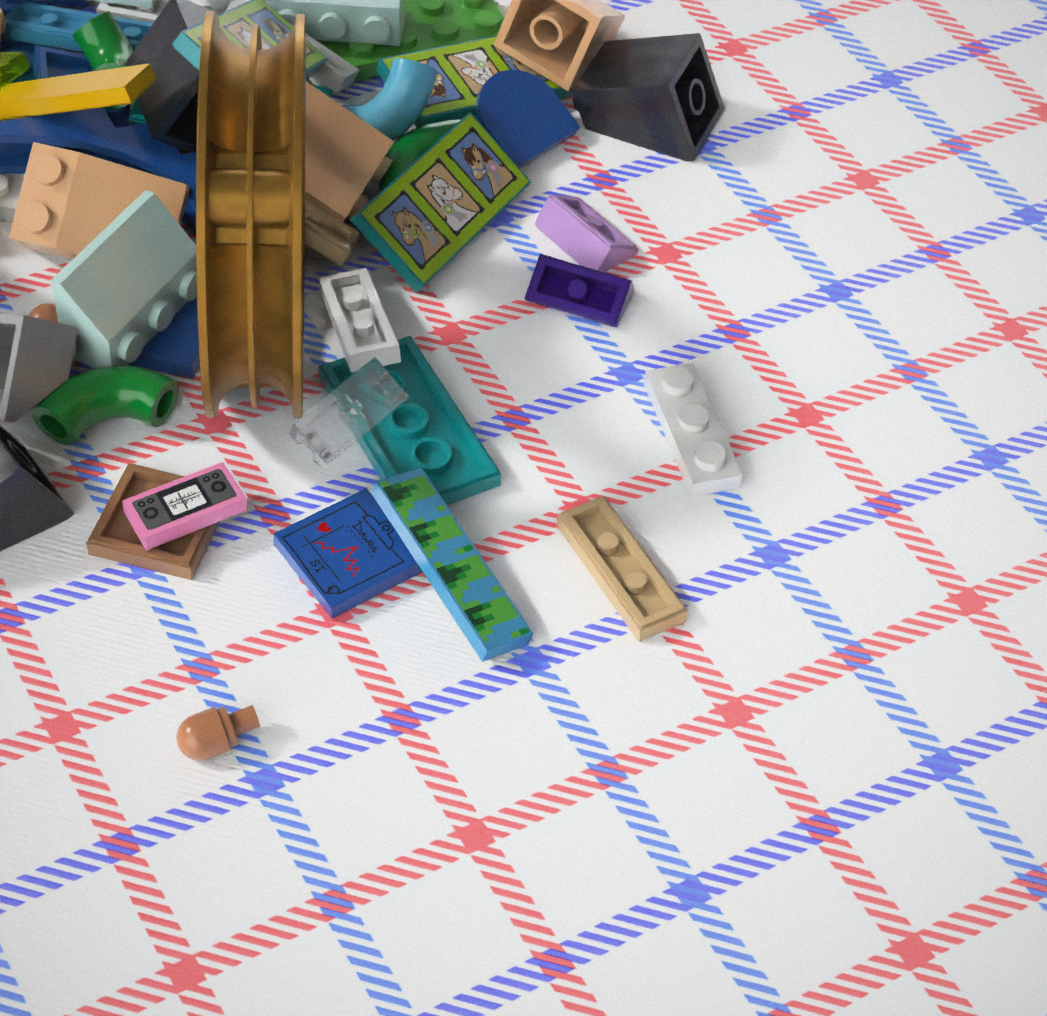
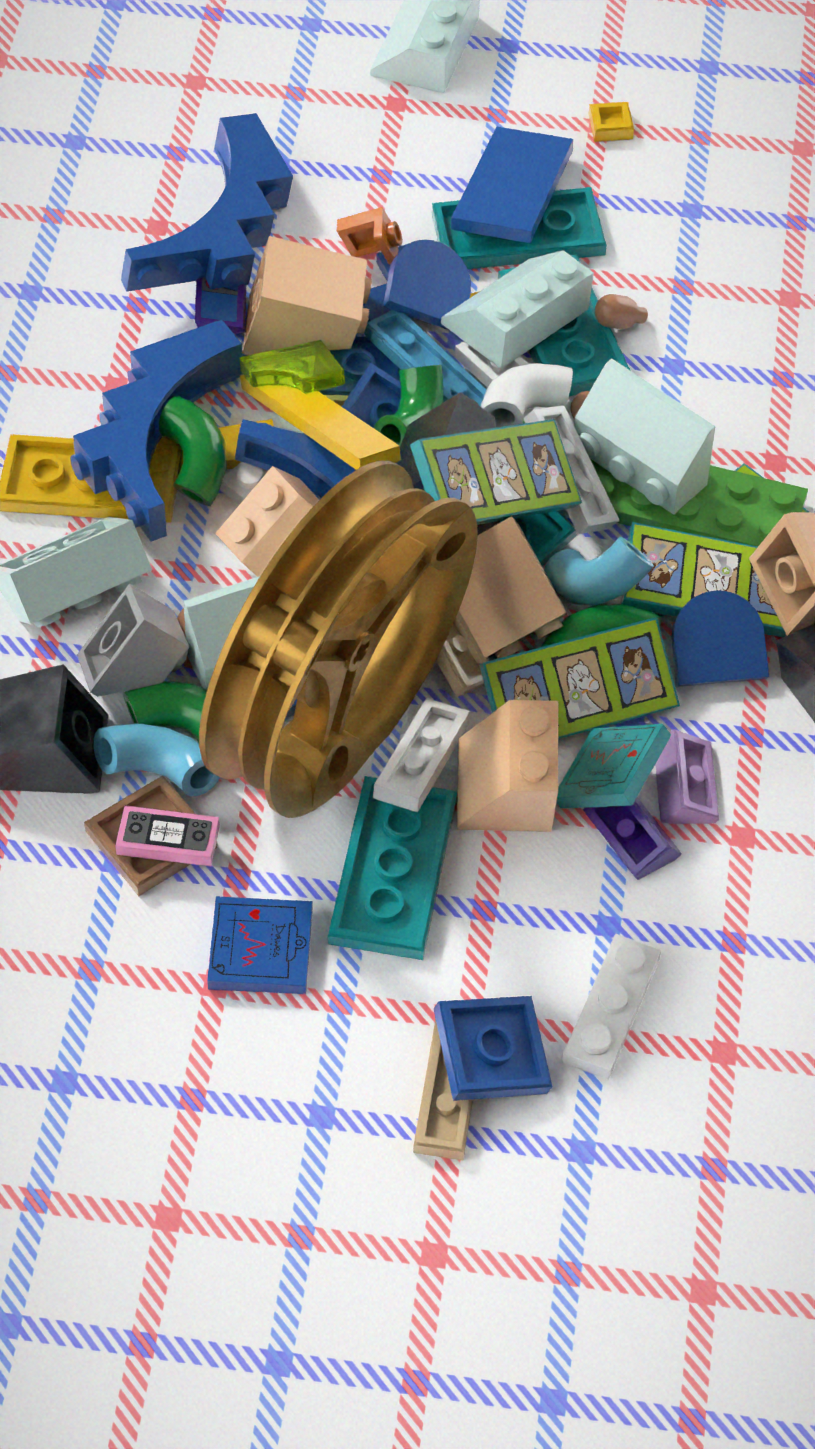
camera: 40 degrees right, 5 degrees up
(111, 443) = (156, 751): none -> medium azure cylinder
(214, 731) = (54, 1023): nougat cylinder -> none
(348, 412) = (340, 832): clear hinge -> none
(452, 564) = (318, 1002): tile -> none
(457, 279) = (510, 769): none -> light nougat slope
(528, 245) = (612, 766): none -> teal tile
(634, 512) = (492, 1048): none -> blue tile

